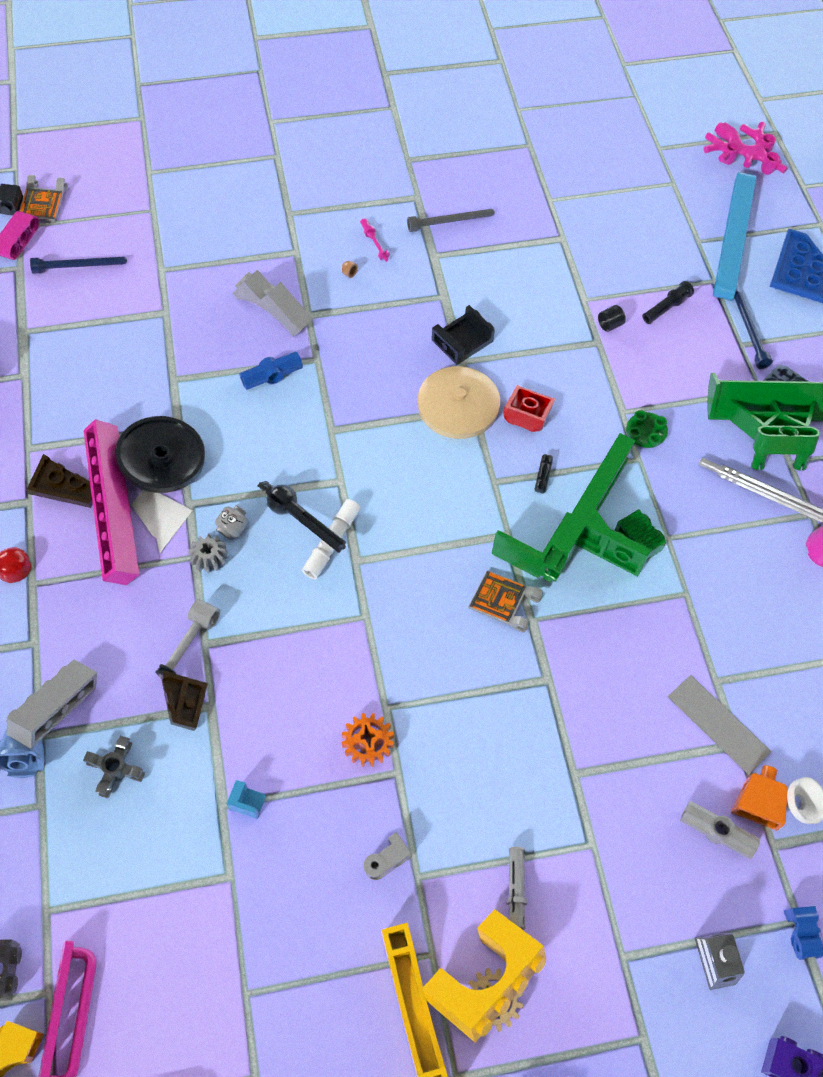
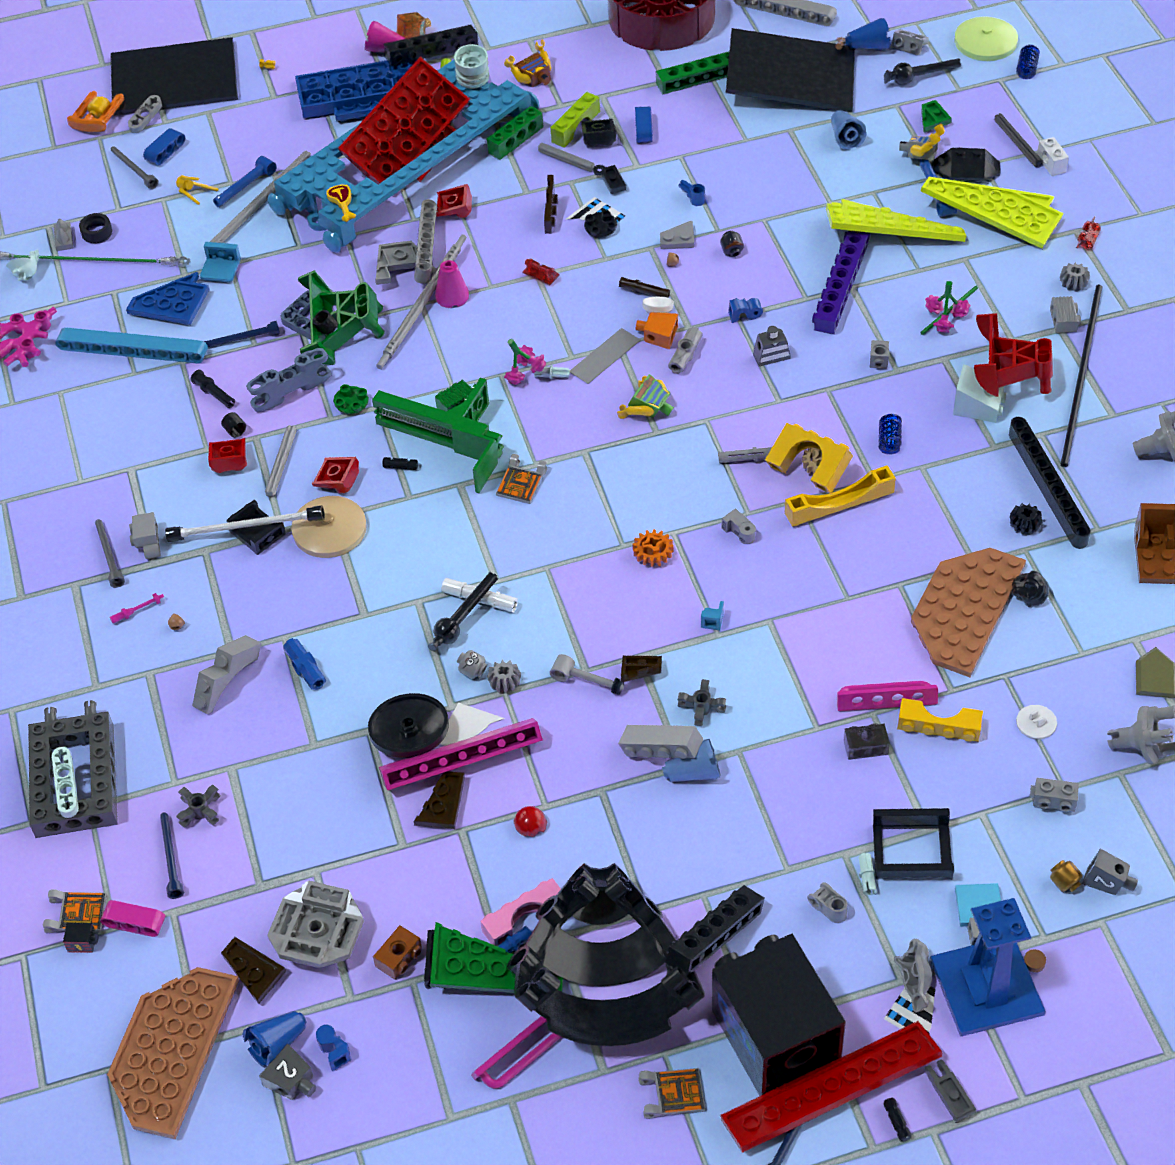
camera: 90 degrees left, 10 degrees down
(121, 282) = (195, 800): none -> dark grey pin
(159, 178) = (67, 781): none -> light aqua beam
(187, 212) = (79, 730): none -> dark grey brick
(457, 374) = (314, 513): none -> white hose
(463, 243) = (145, 534): none -> light grey hinge
(559, 361) = (280, 461): none -> light grey axle
(567, 311) = (227, 455): none -> red slope
(625, 766) = (647, 399): none -> torso
(678, 605) = (523, 356): none -> dark pink plant
(679, 373) = (276, 384): none -> sand blue piece
(685, 650) = (553, 372): none -> light aqua axle
(756, 396) = (325, 322): none -> black piece

